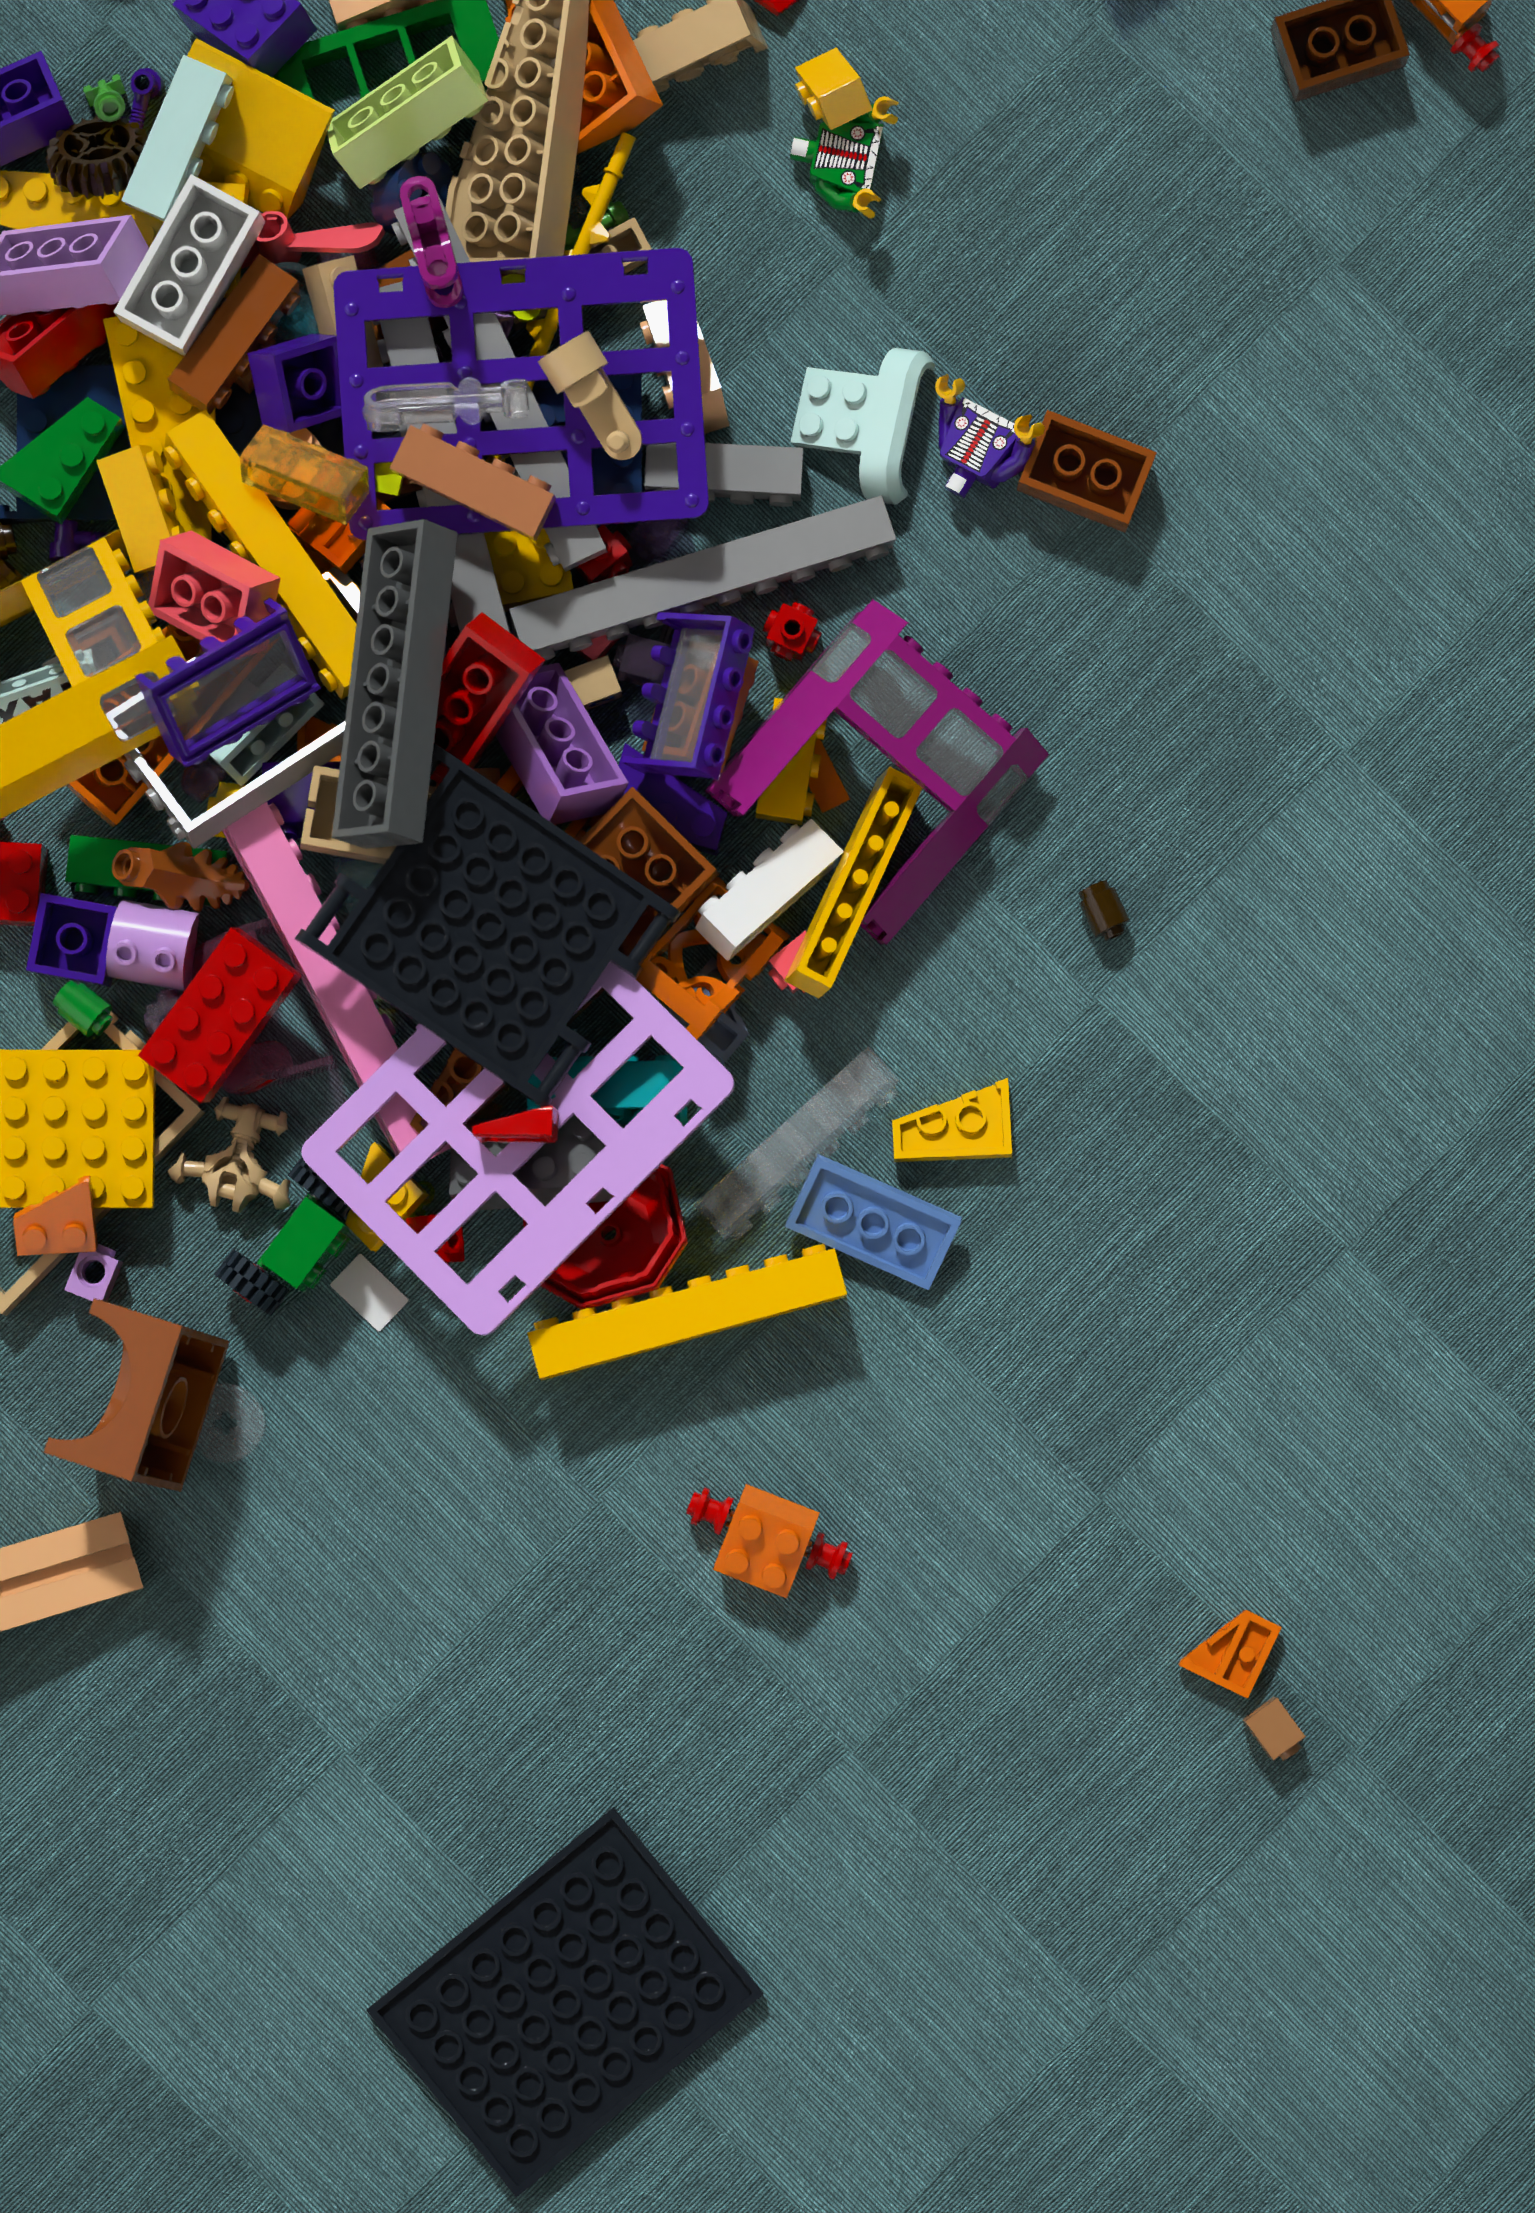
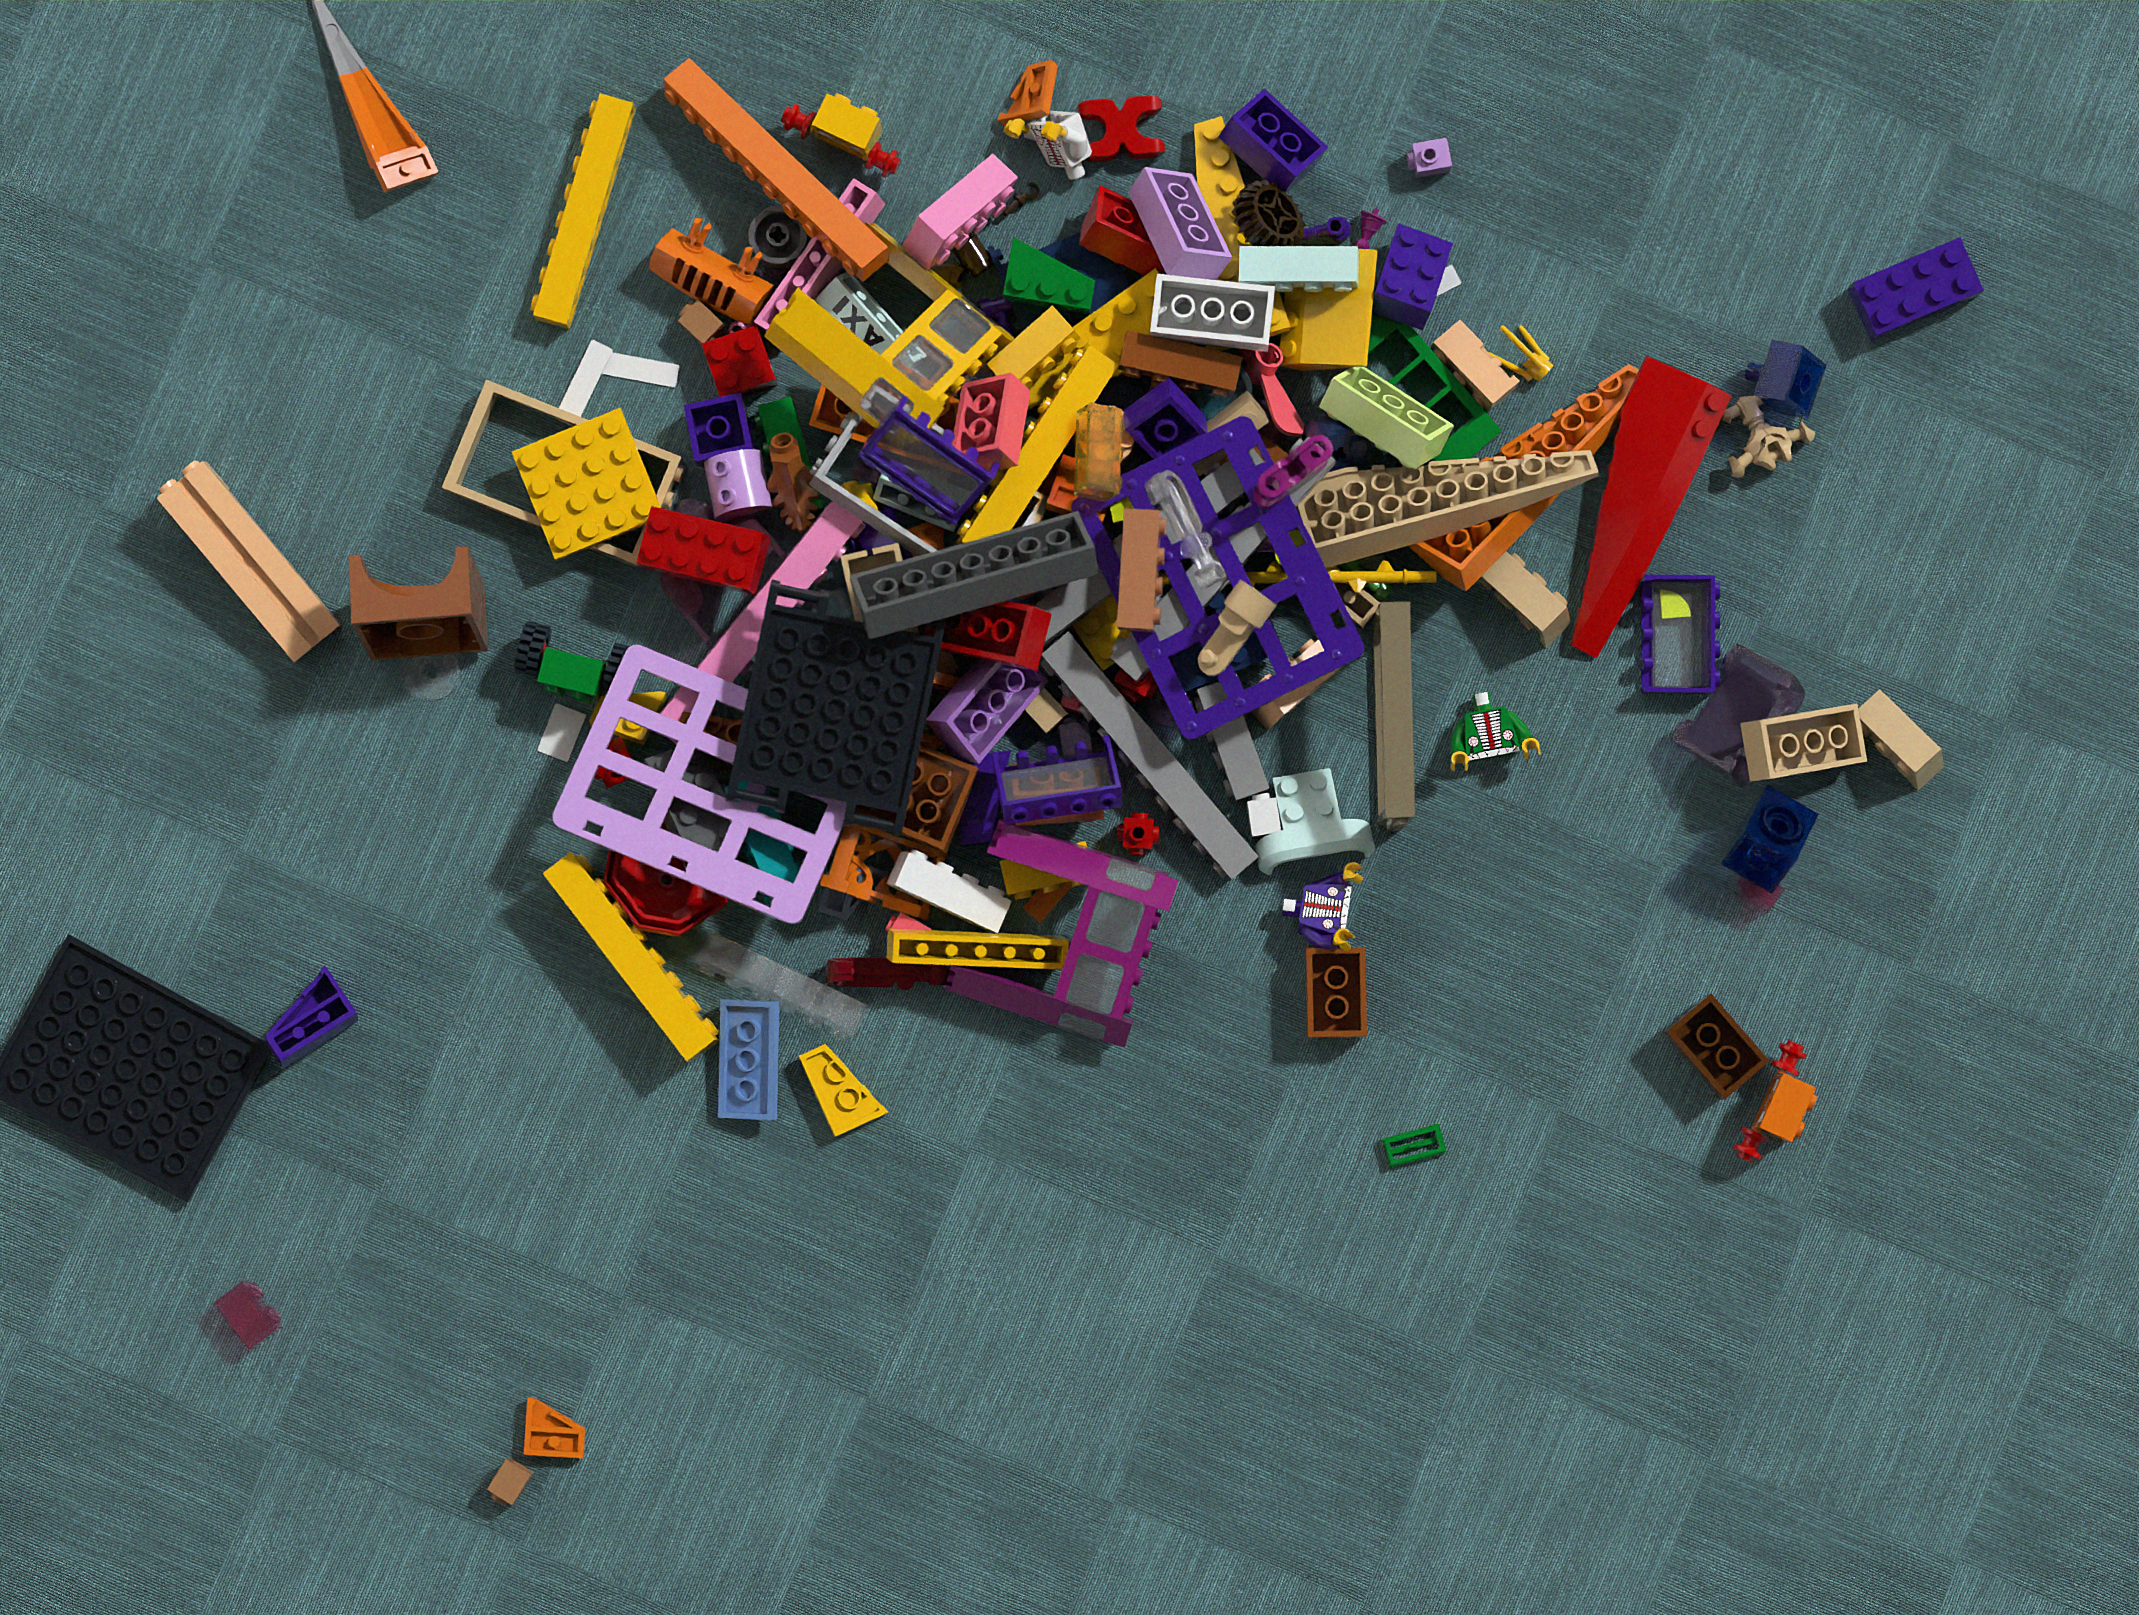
camera: 70 degrees right, 0 degrees up
(59, 1223) = (517, 500): orange wing -> none
(82, 1287) = (485, 531): lavender brick -> none
(83, 1008) = (672, 455): green brick -> none
(107, 98) = (1309, 208): bright green hinge -> none
(157, 42) = (1369, 226): none -> magenta piece
(234, 1171) = (605, 605): tan piece -> none
(526, 1127) = (709, 795): red slope -> none
(602, 1744) = (311, 1020): none -> dark purple wedge
(767, 1539) = (499, 1075): orange brick -> none
(780, 255) = (1393, 715): none -> dark tan door
(832, 89) = (1530, 704): yellow brick -> none
(832, 471) = (1263, 815): none -> white brick
(833, 1015) = (882, 973): none -> dark red piece
(935, 1971) = (249, 1314): none -> clear pink brick
(1103, 910) = (1032, 1131): dark brown brick -> none
(1305, 489) = (1390, 1151): none -> green tile

